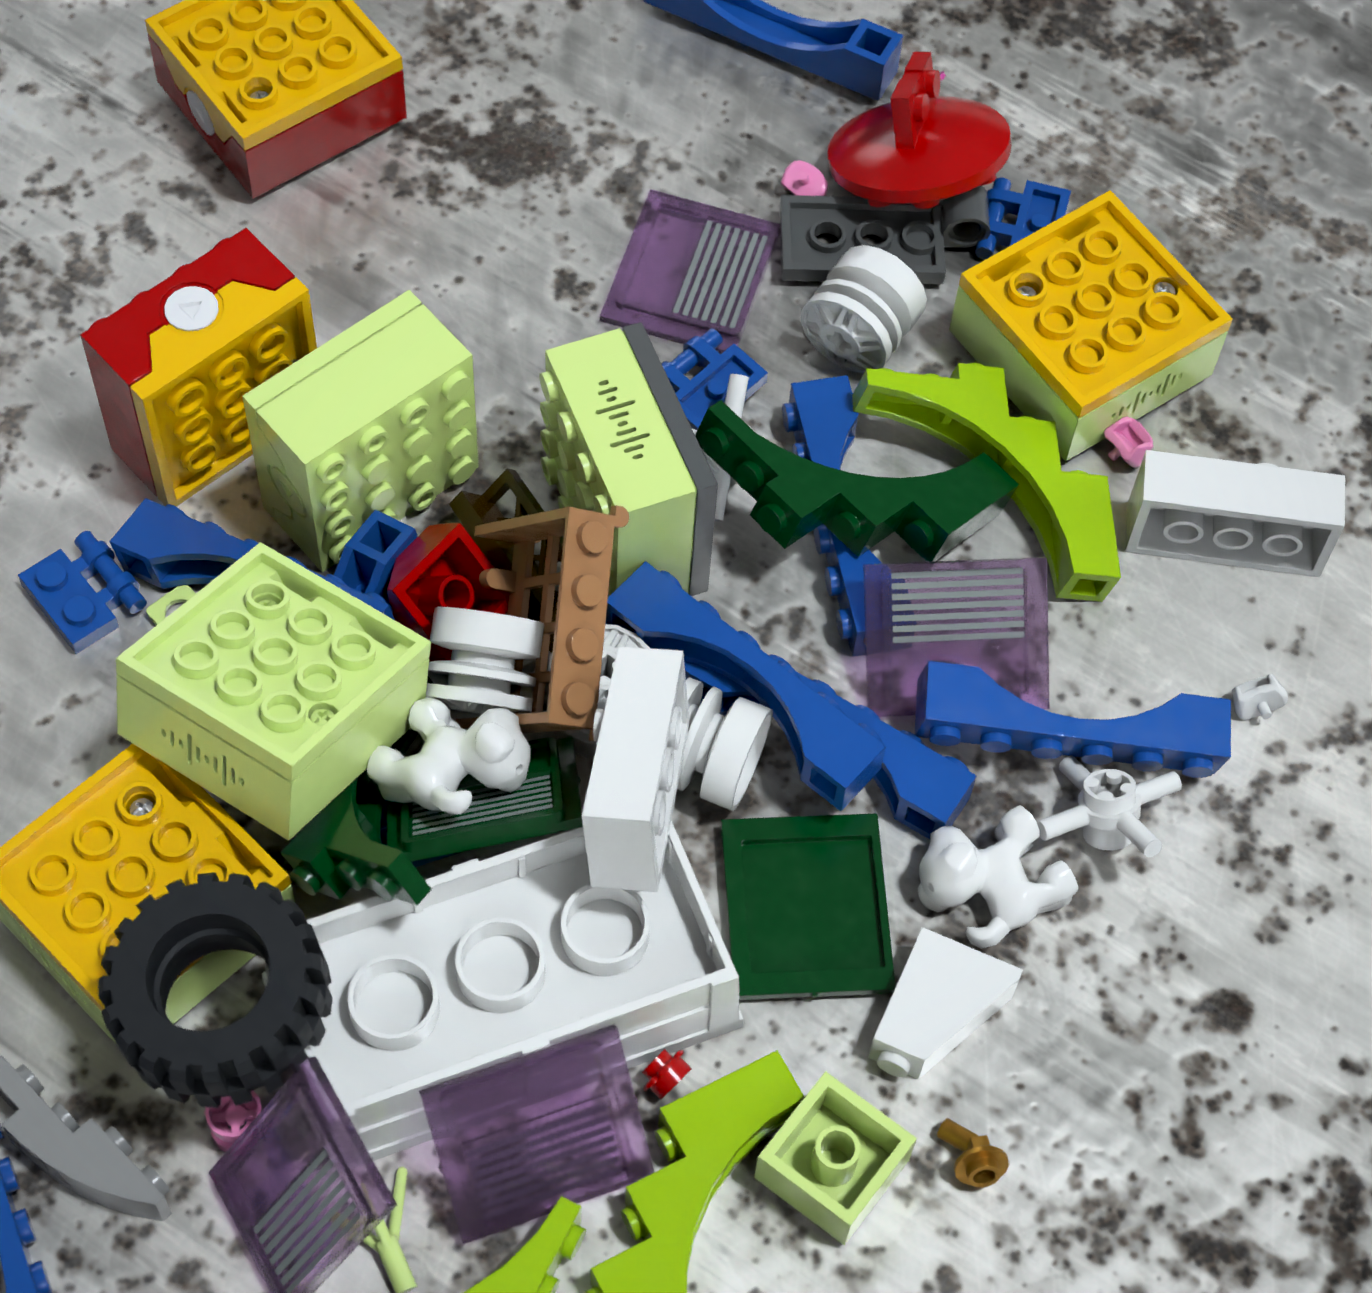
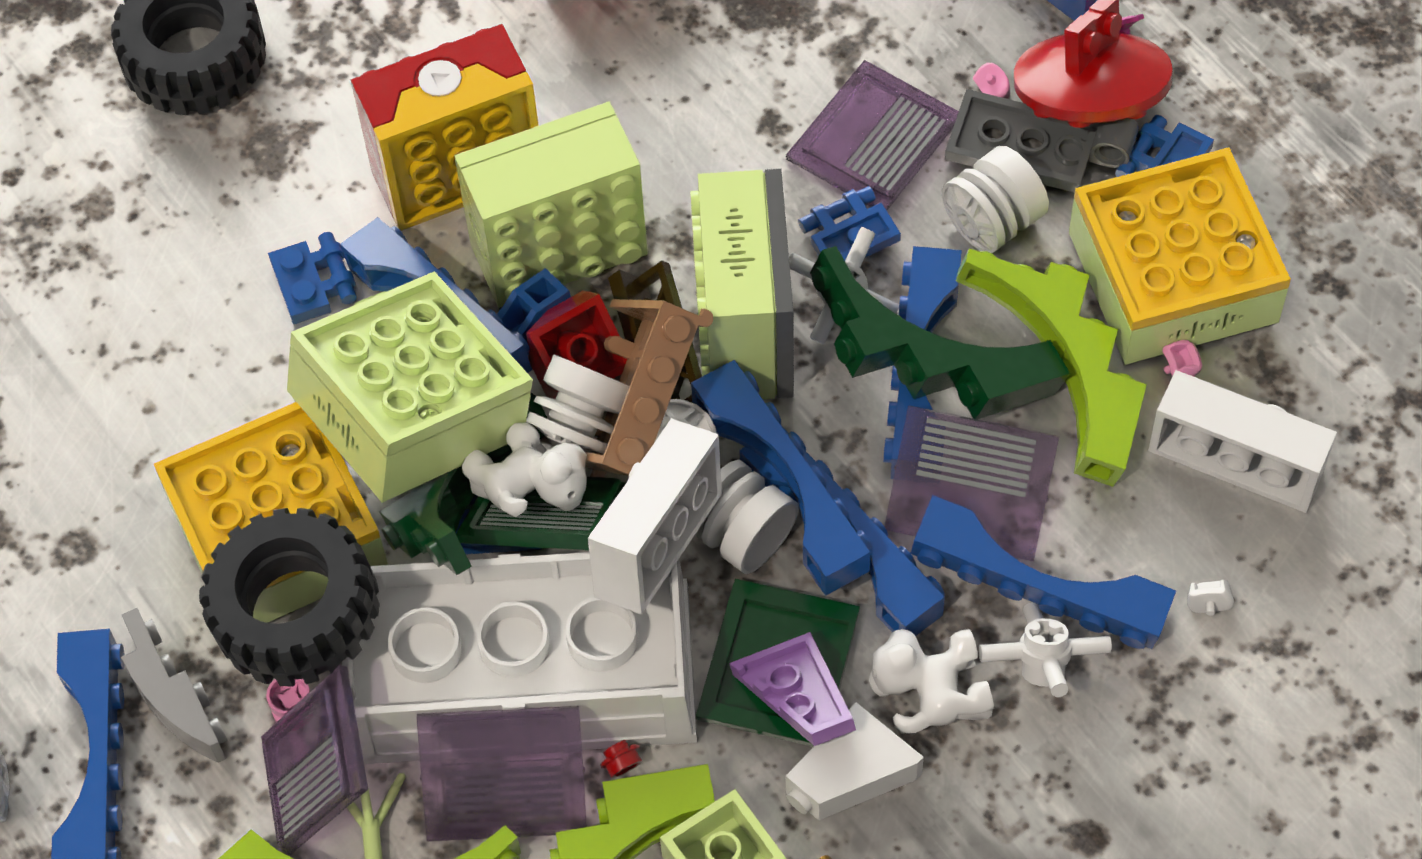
camera: 25 degrees right, 0 degrees up
(849, 928) = (798, 688): none -> medium lavender wing

